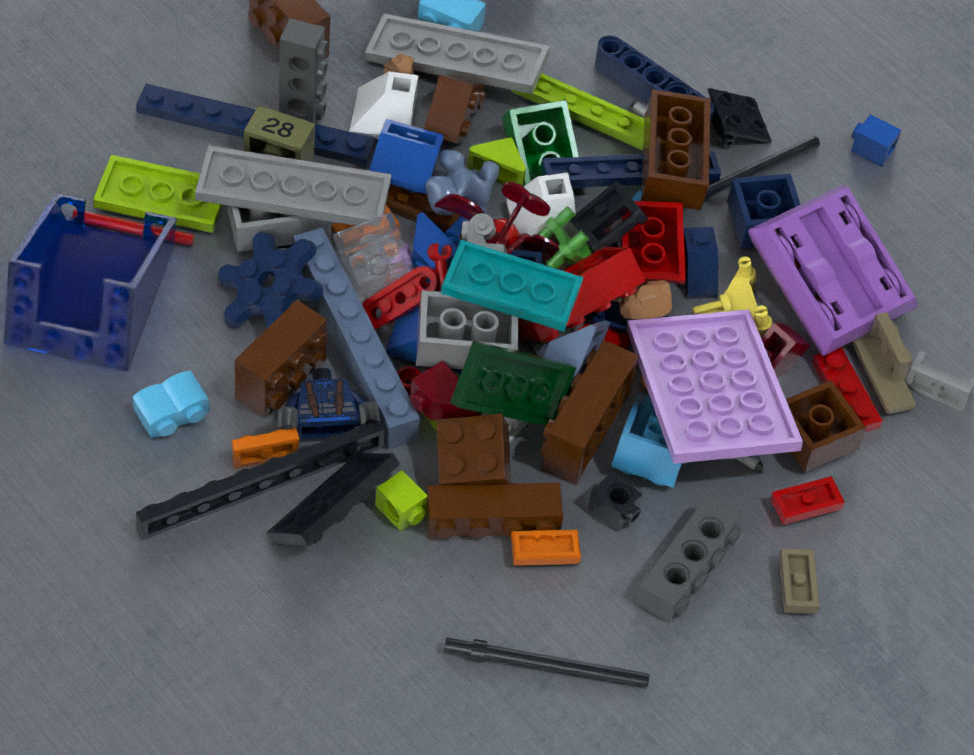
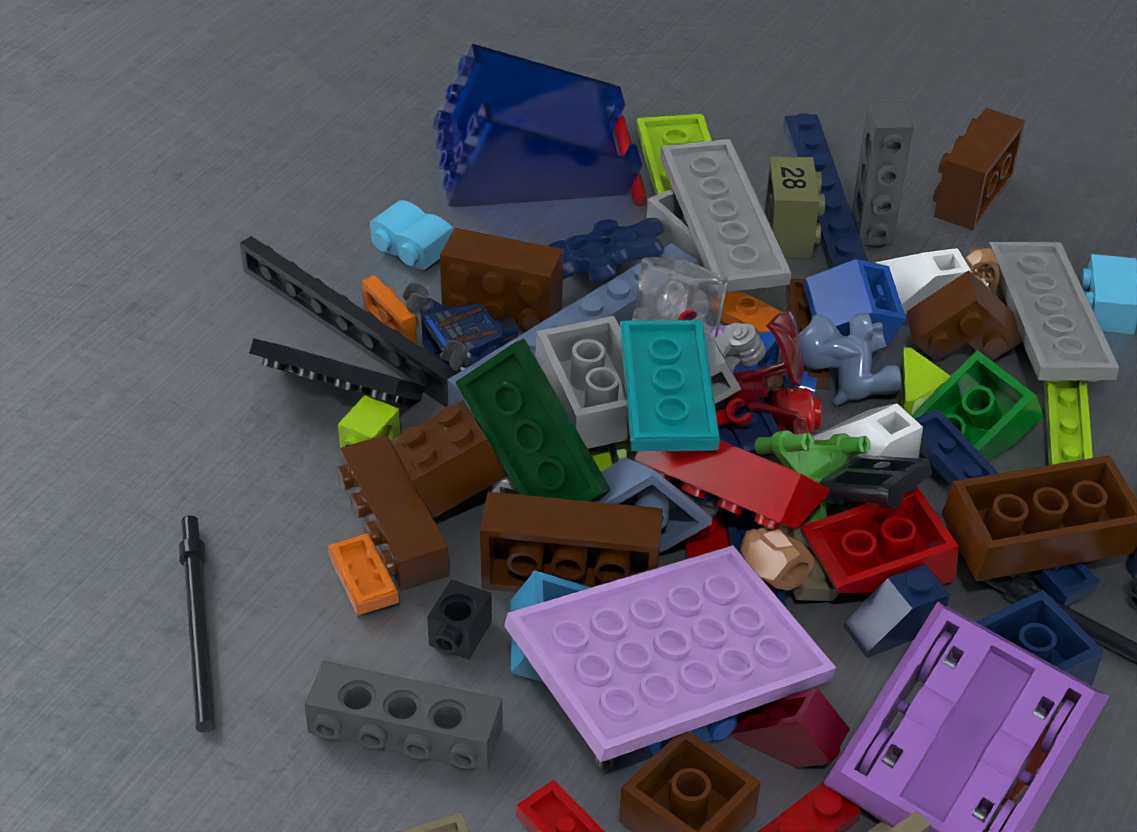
camera: 75 degrees right, 10 degrees down
(740, 297) = (855, 664): light yellow axle -> none

